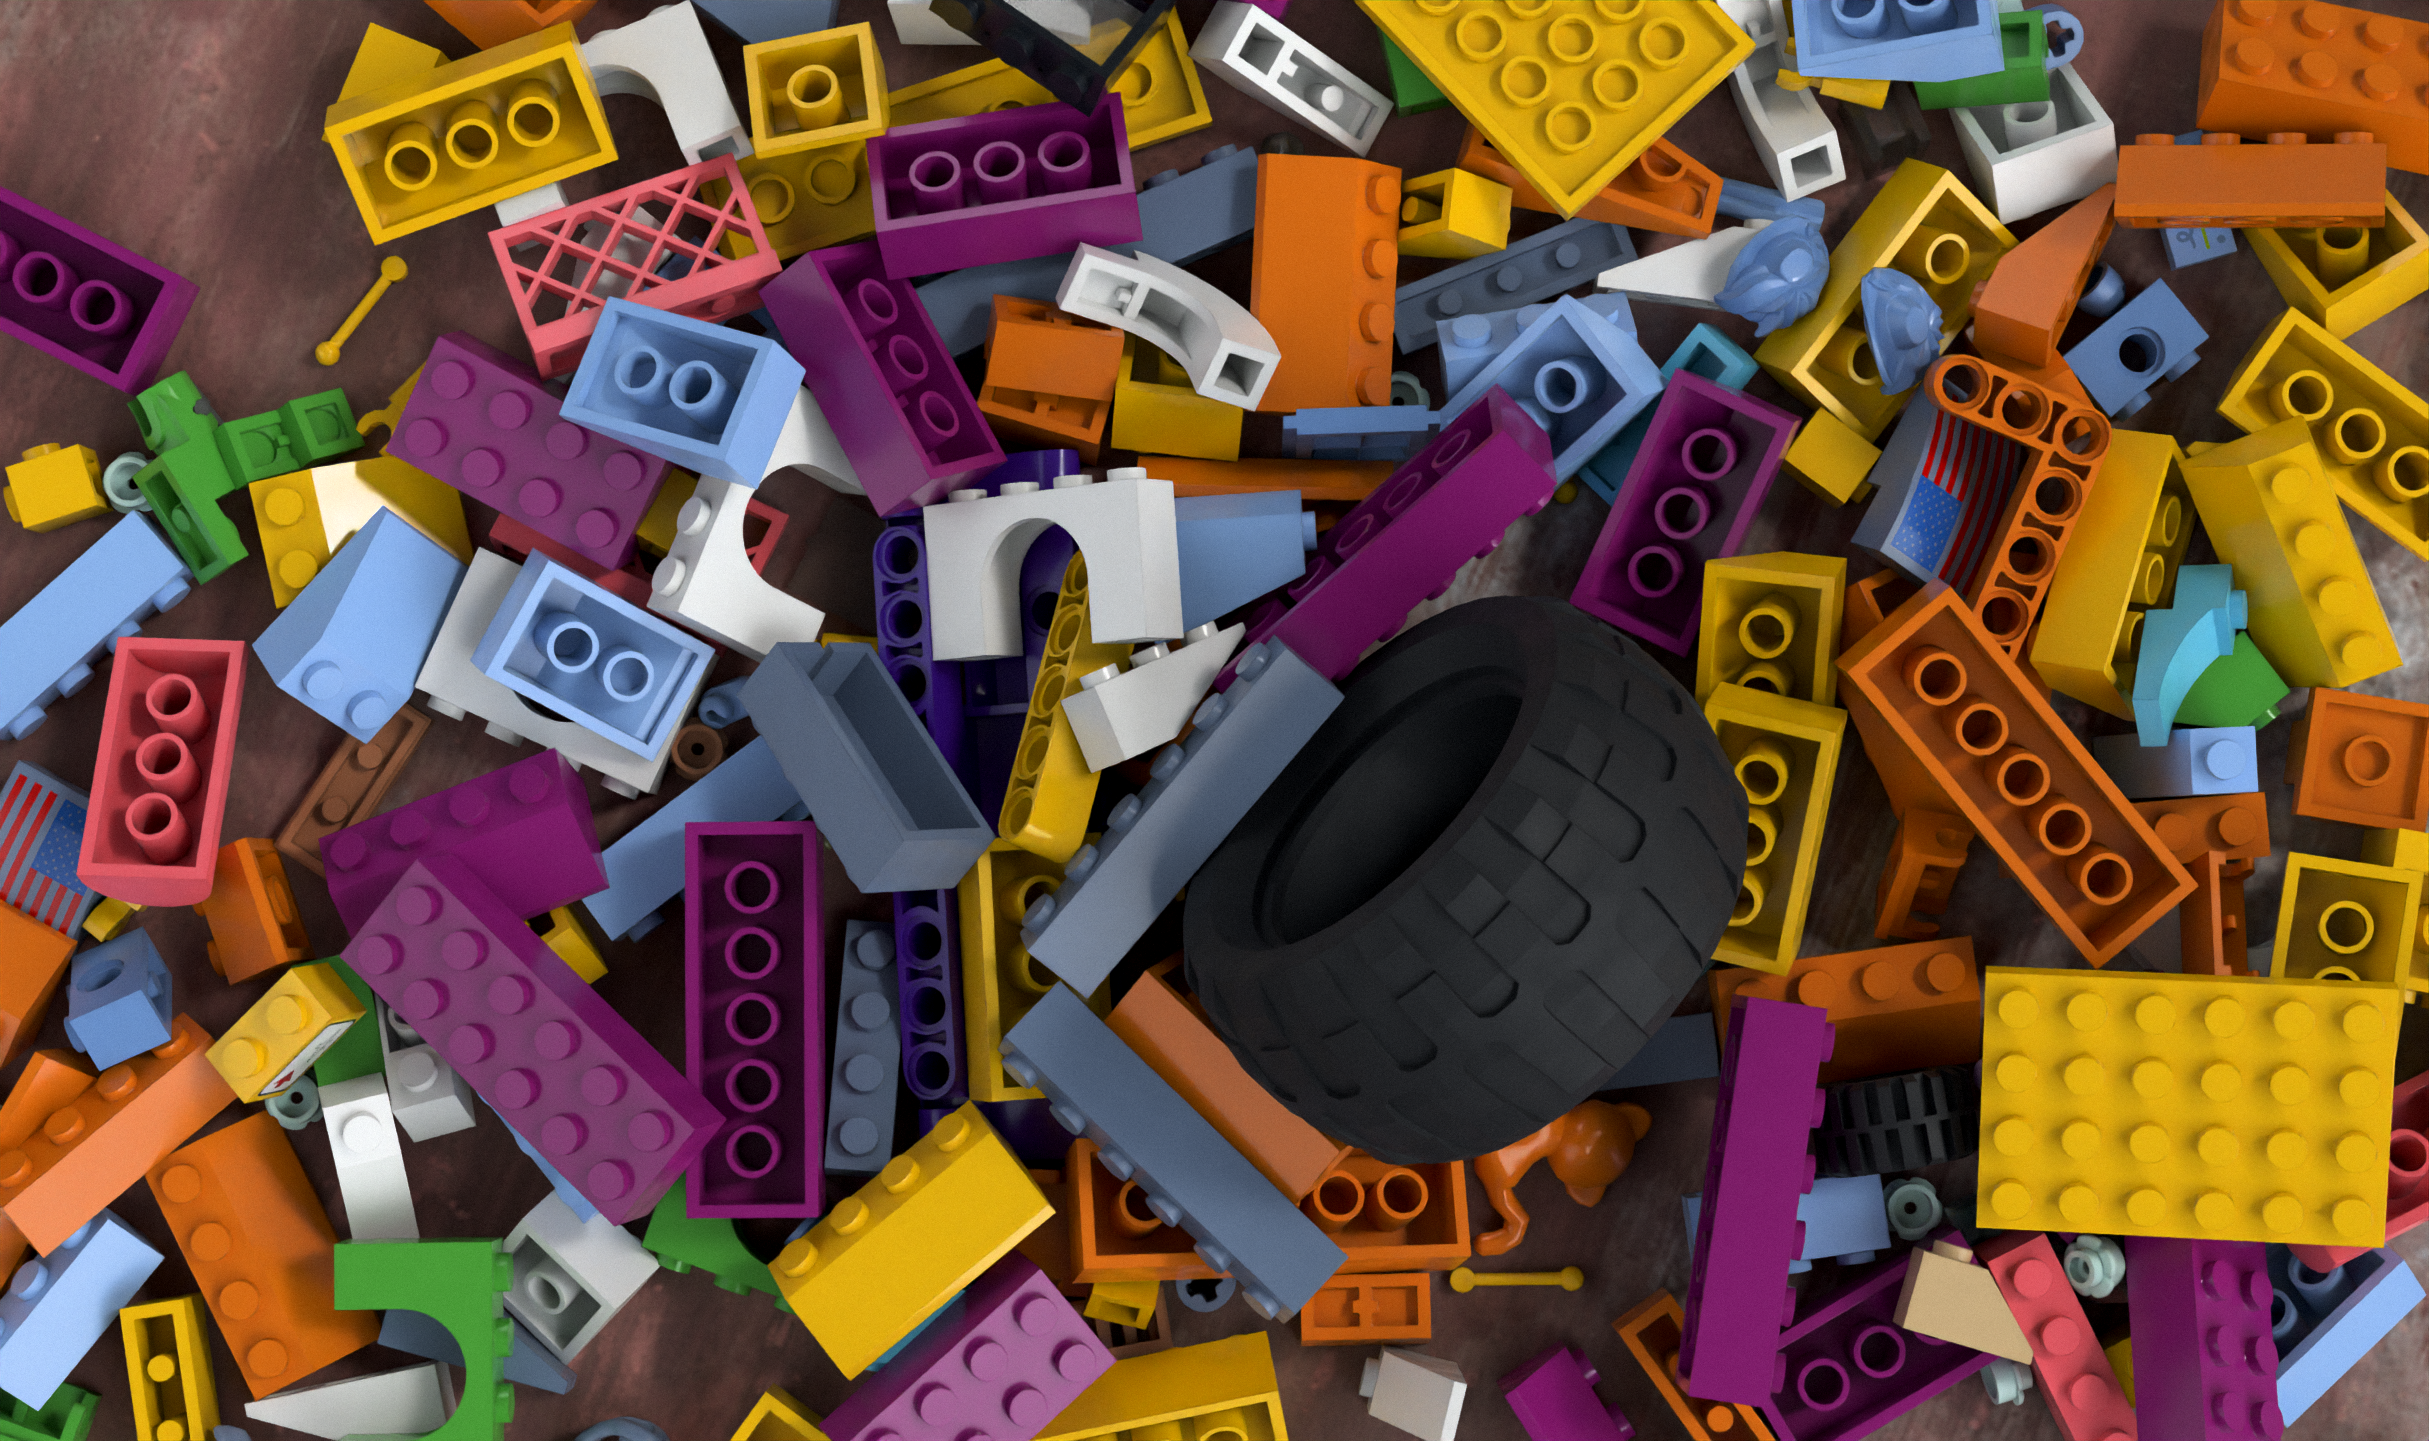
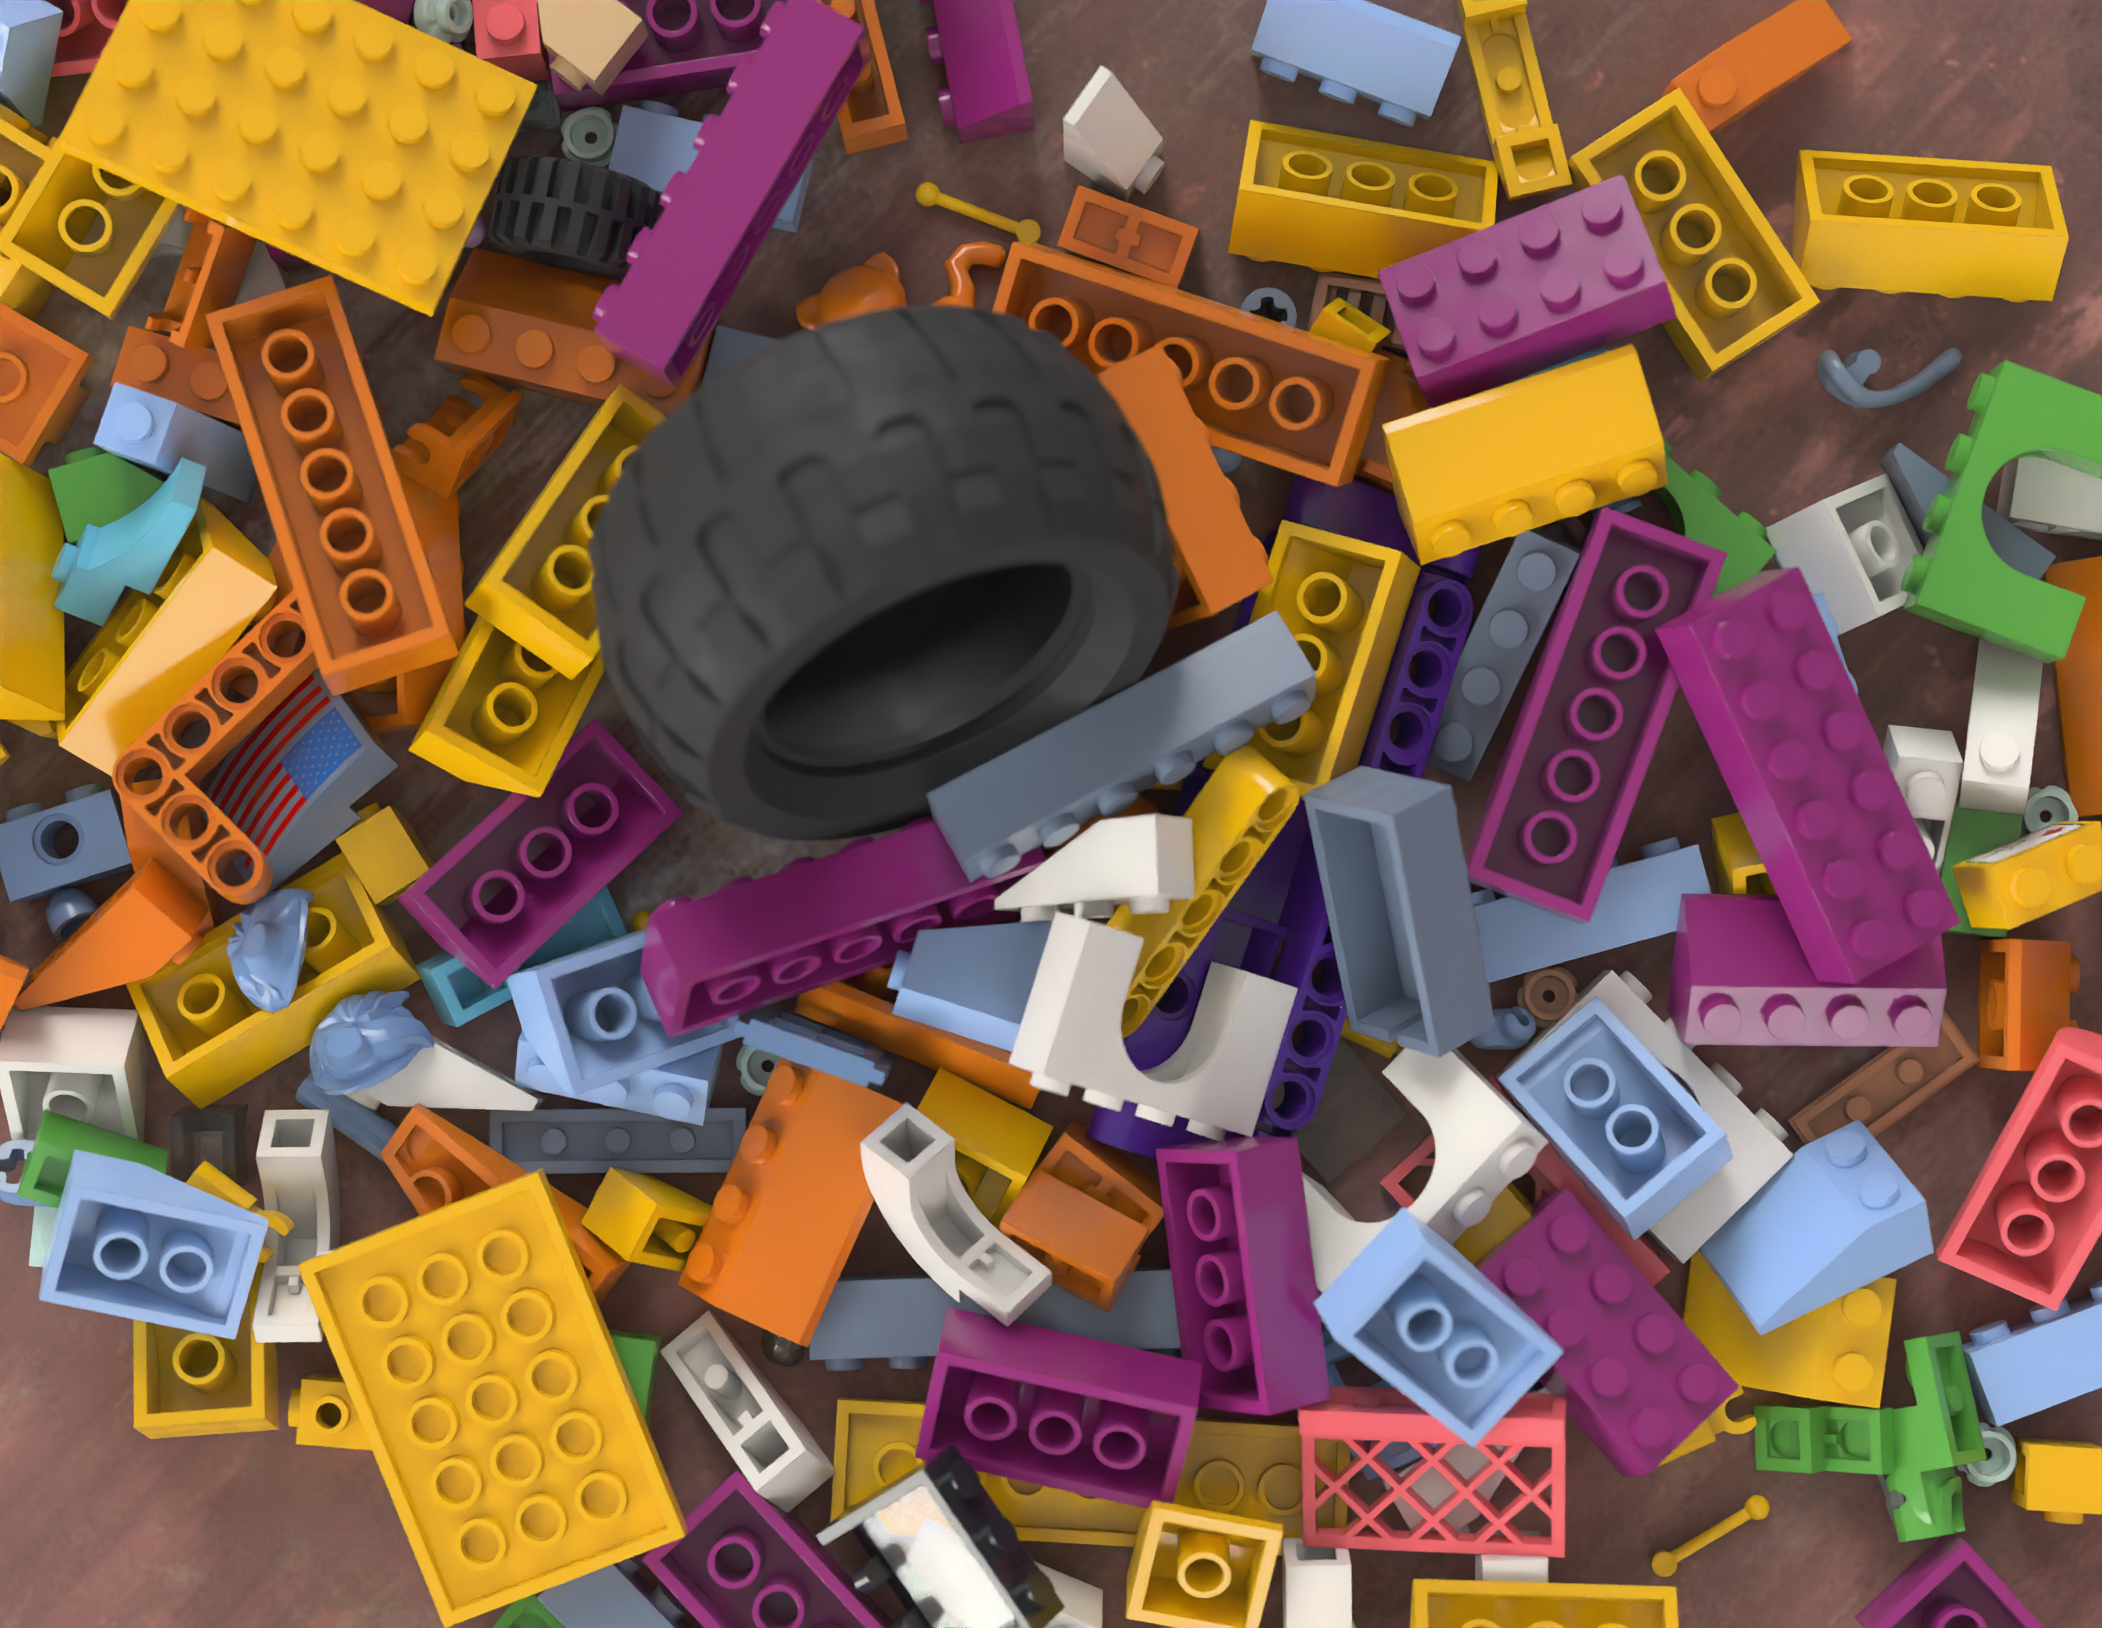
camera: 155 degrees left, 0 degrees up
(1170, 1154) = (1253, 435): sand blue brick -> none

